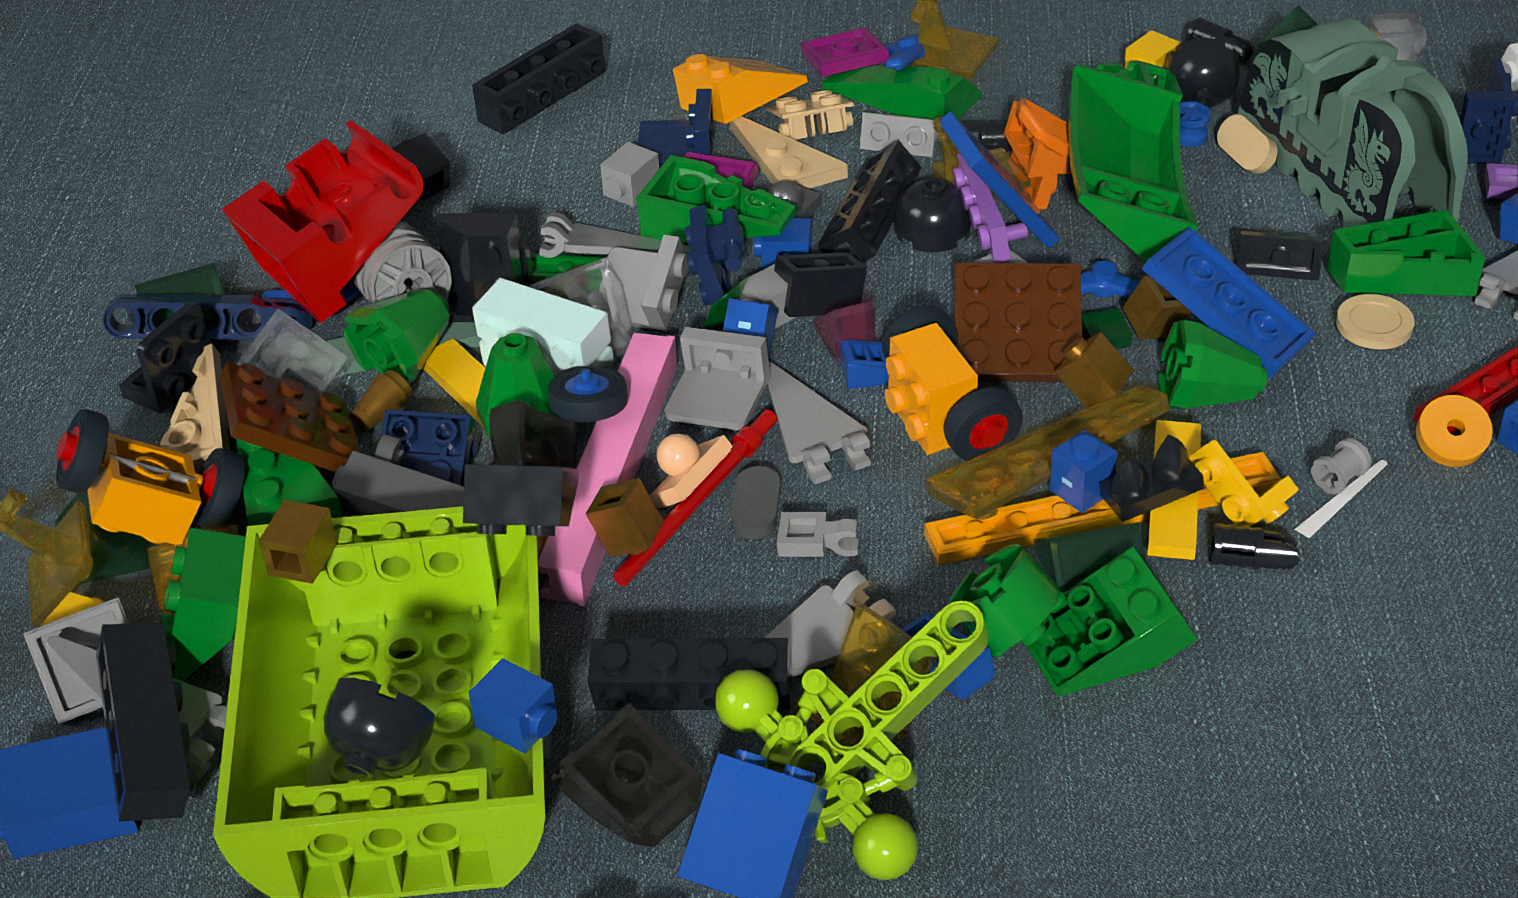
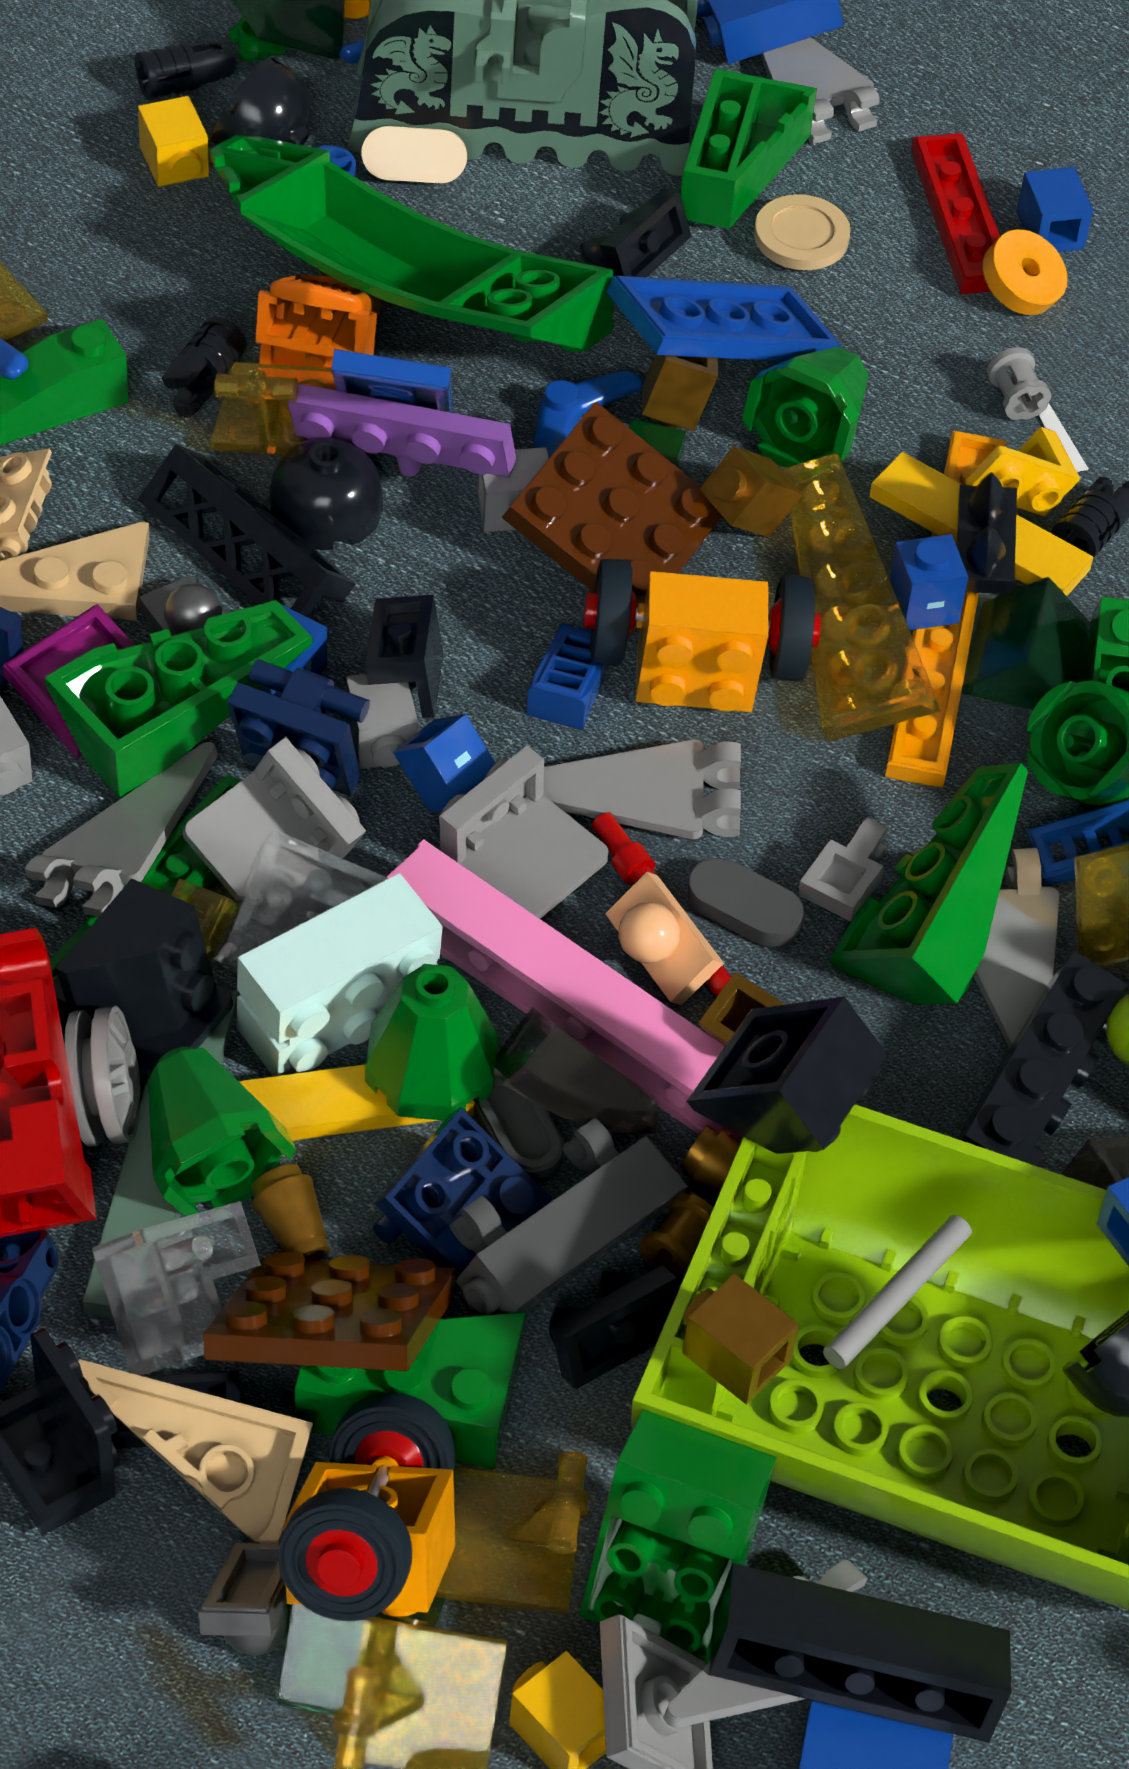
camera: 70 degrees left, 10 degrees up
(387, 608) = (897, 1292): none -> light grey bar
(587, 394) = (512, 965): black wheel -> none
(717, 313) = (405, 776): green sticker -> none
(780, 580) = (939, 913): none -> green wedge
(846, 323) = (492, 672): clear pink slope -> none
(884, 129) = (122, 444): light grey hinge -> none

